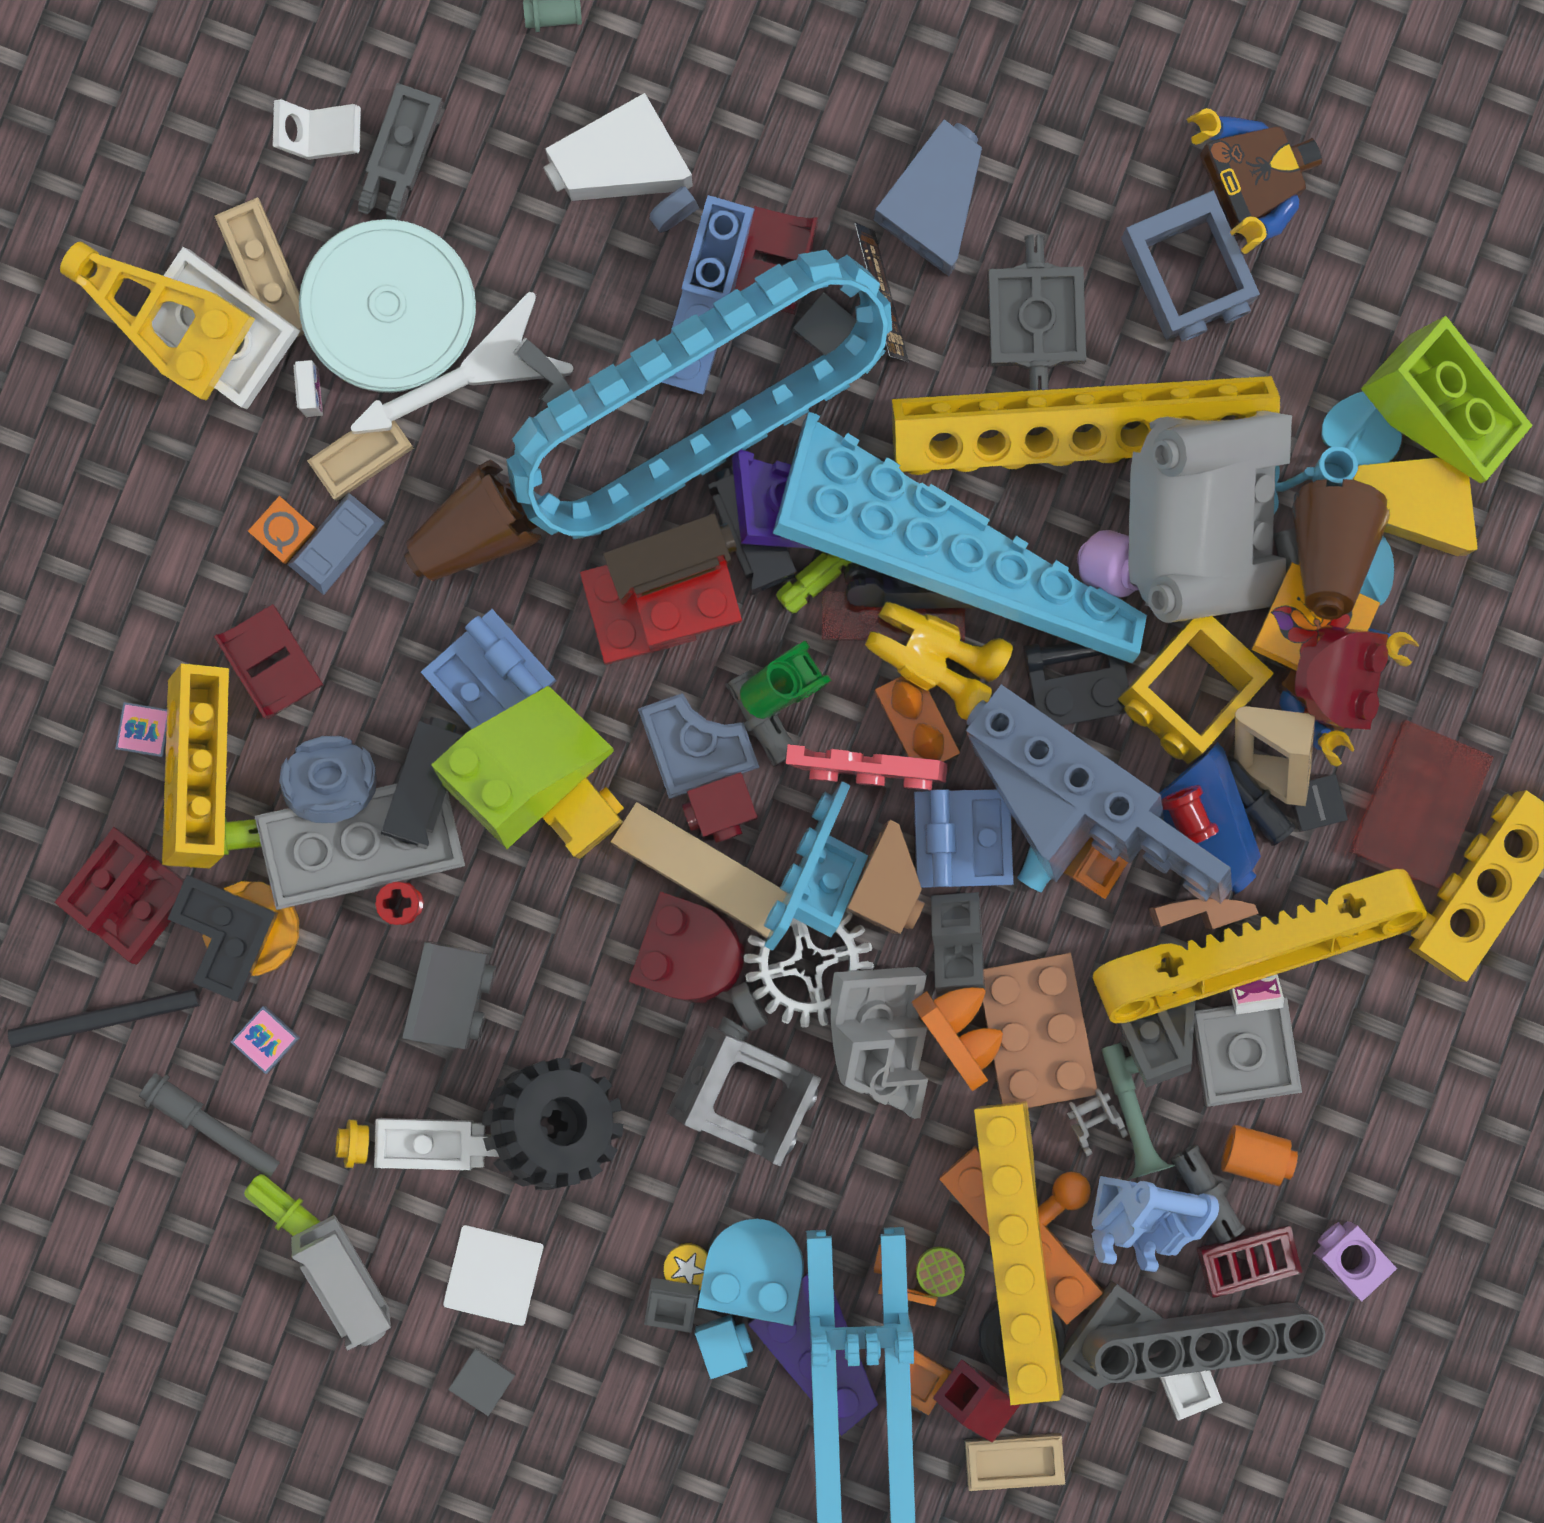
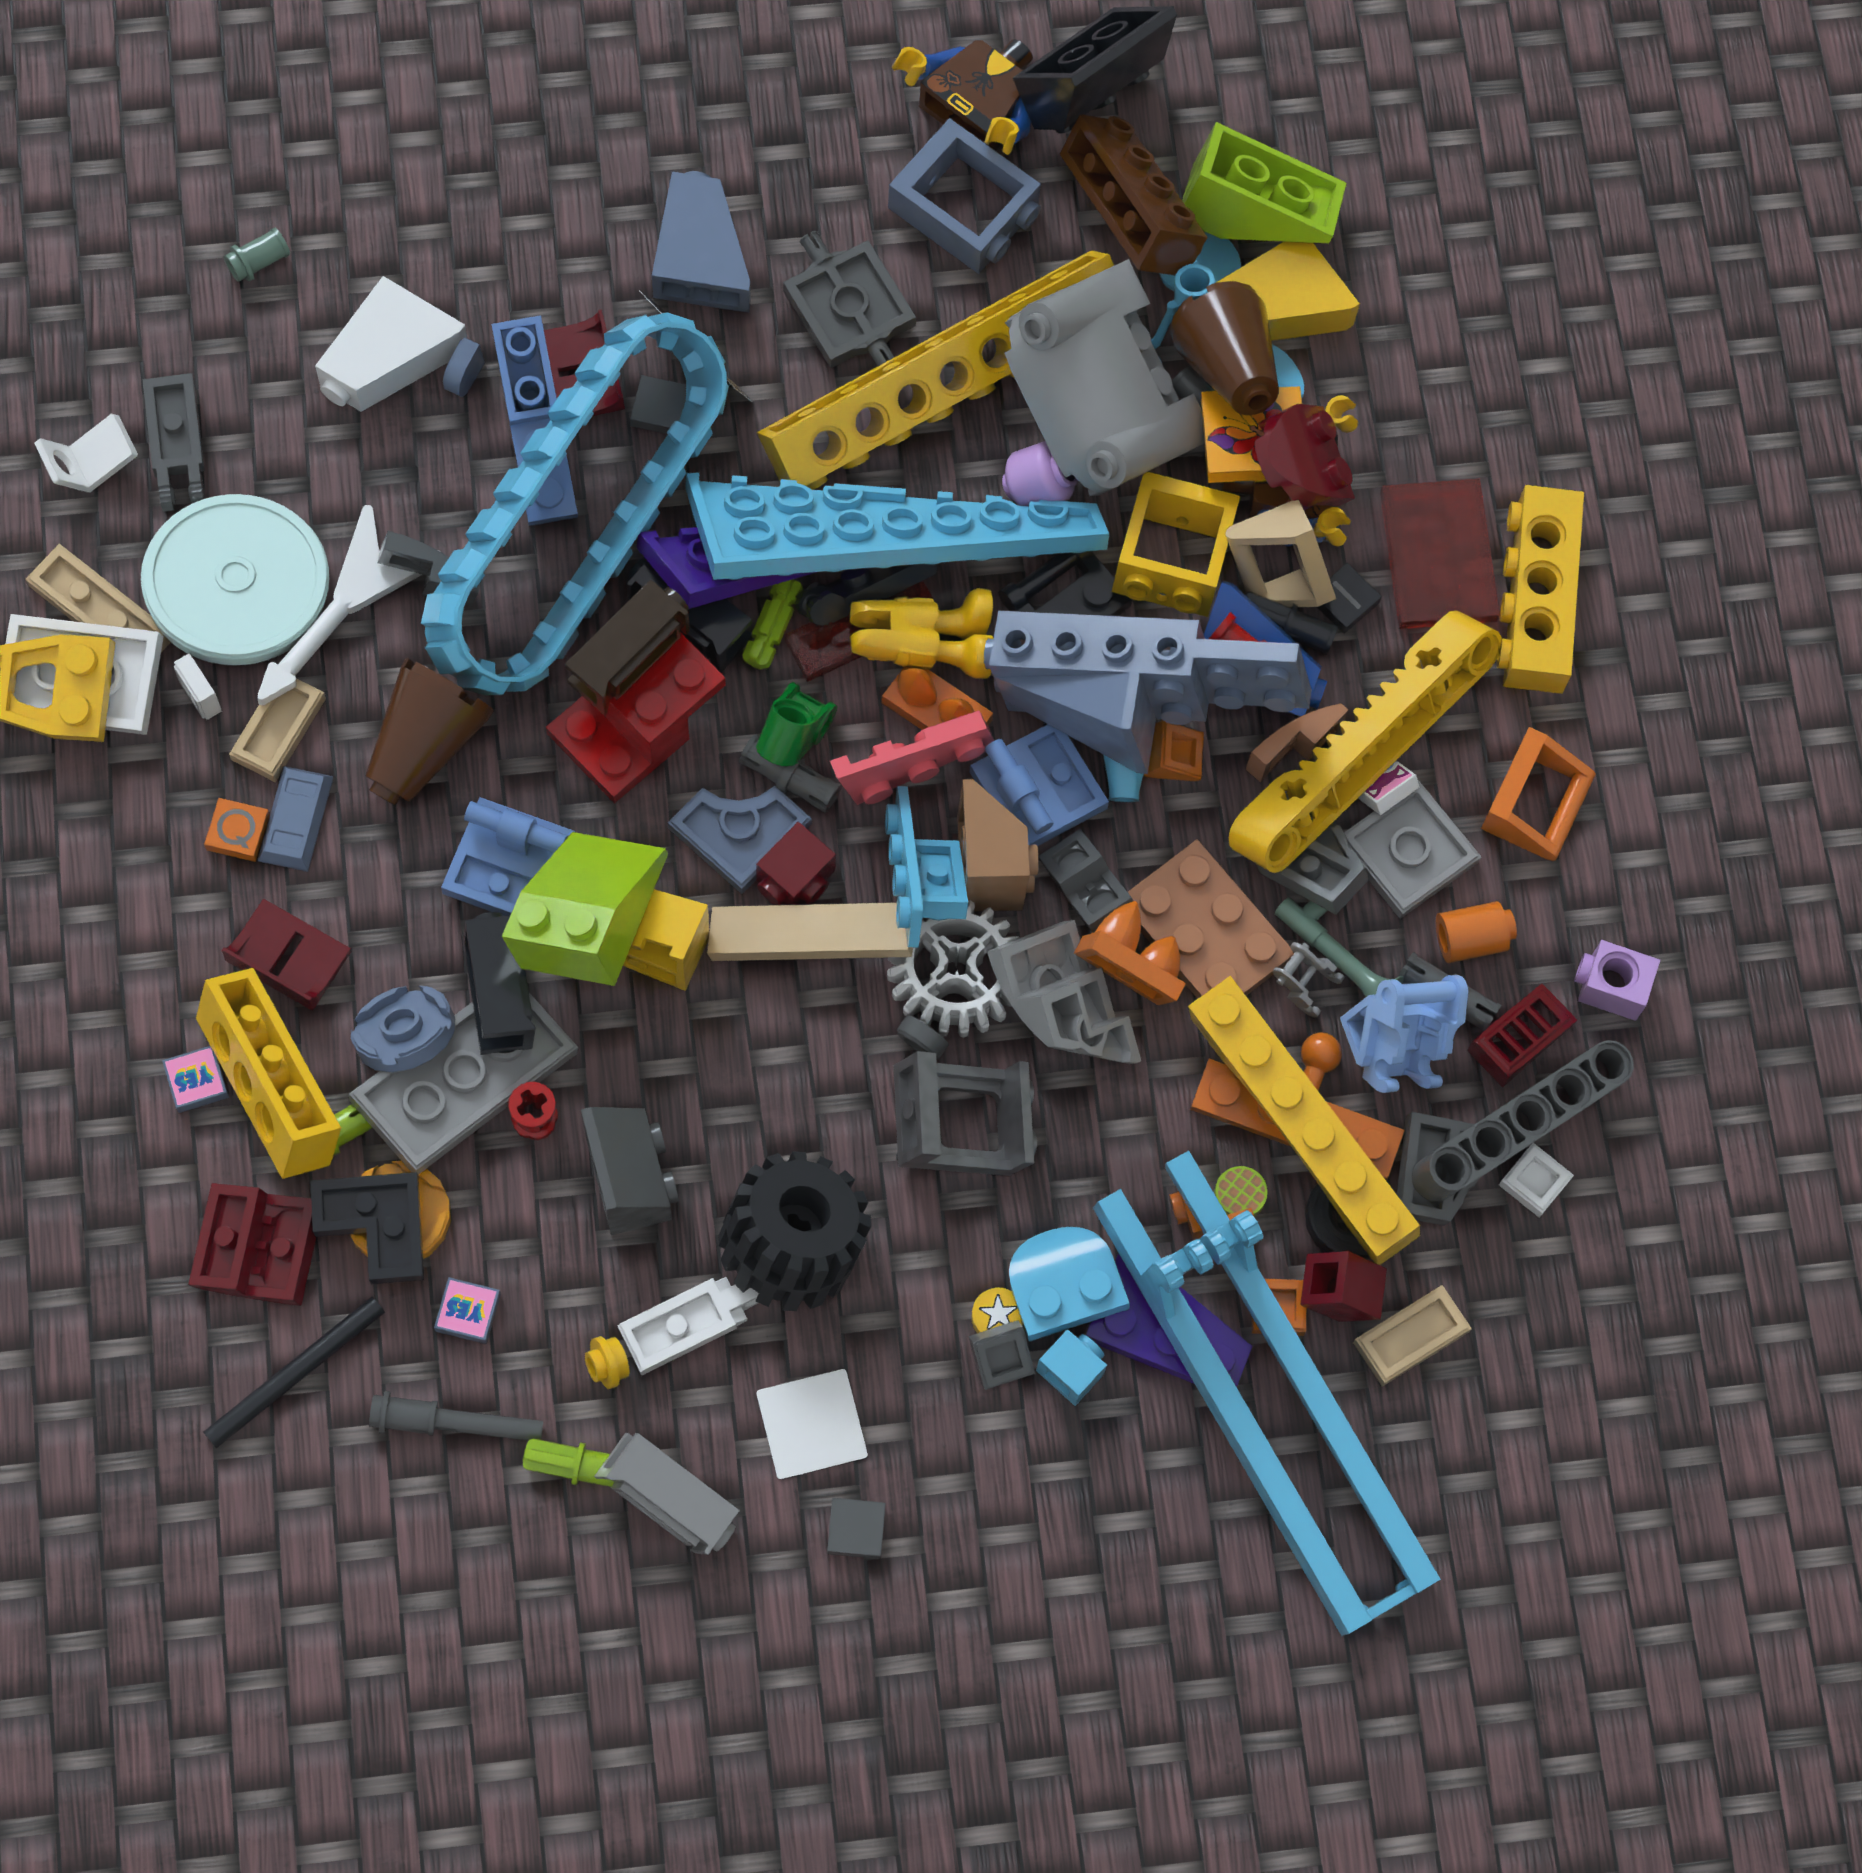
camera: 30 degrees left, 15 degrees down
(688, 951) = (836, 1018): dark red slope -> none
(1331, 351) = (1132, 194): none -> reddish brown brick
(1367, 204) = (1094, 65): none -> black slope
(1367, 1044) = (1509, 827): none -> orange tile

